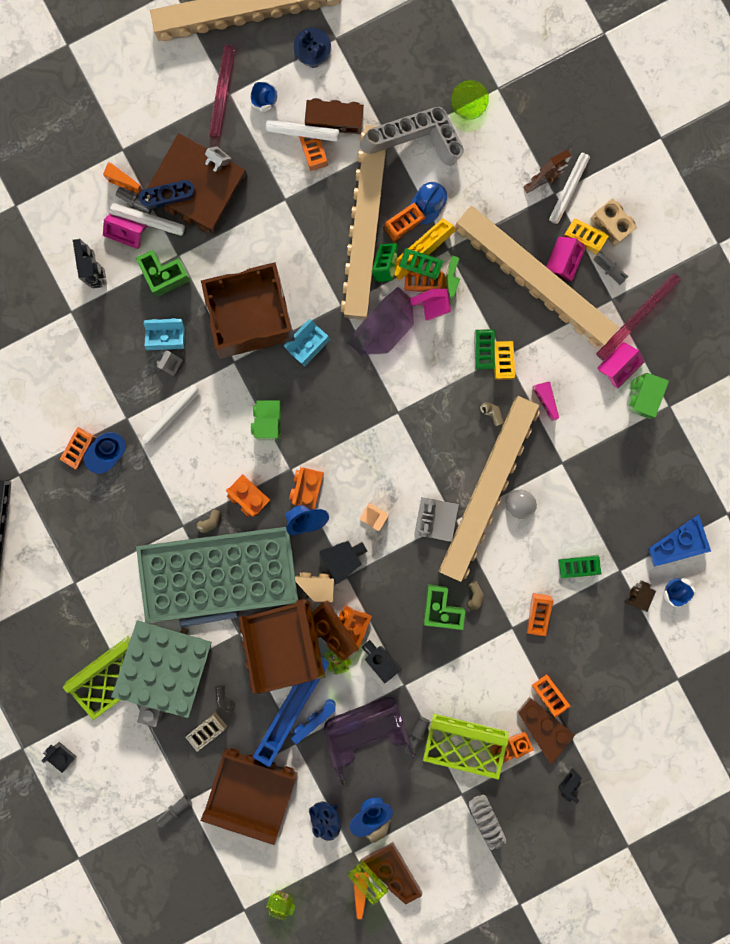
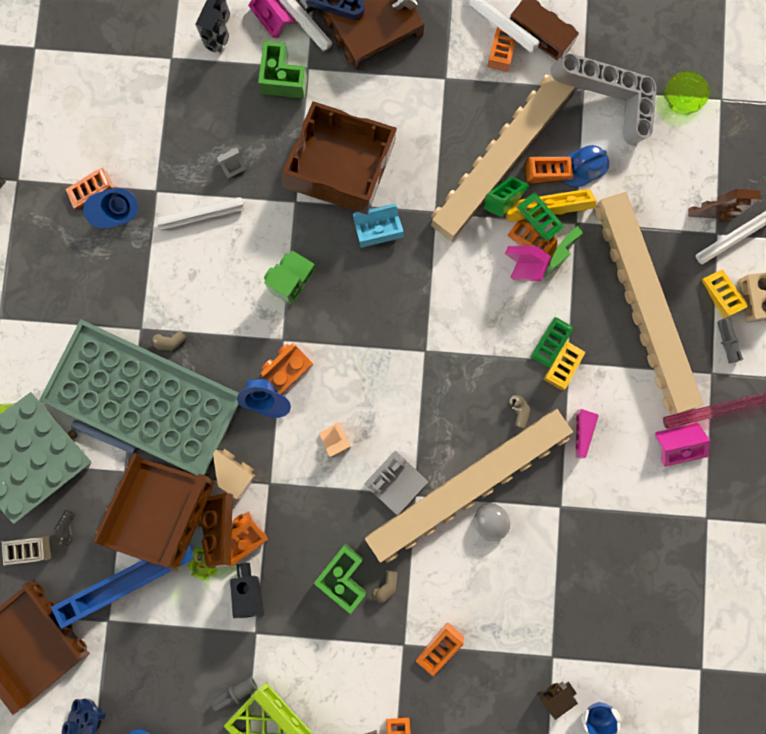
camera: 30 degrees right, 5 degrees down
(164, 334) = (245, 132): medium azure bracket -> none
(248, 496) = (222, 339): orange bracket -> none
(315, 720) = (139, 610): blue plate -> none
(343, 559) = (275, 462): black torso -> none
(363, 727) = (181, 649): clear purple windscreen -> none
(384, 325) = (465, 256): clear purple wedge -> none
(566, 257) = (691, 302): dark pink panel -> none
(596, 565) = (532, 634): green slope -> none
(646, 395) = (691, 491): bright green brick -> none
(680, 544) = (634, 670): blue wing -> none

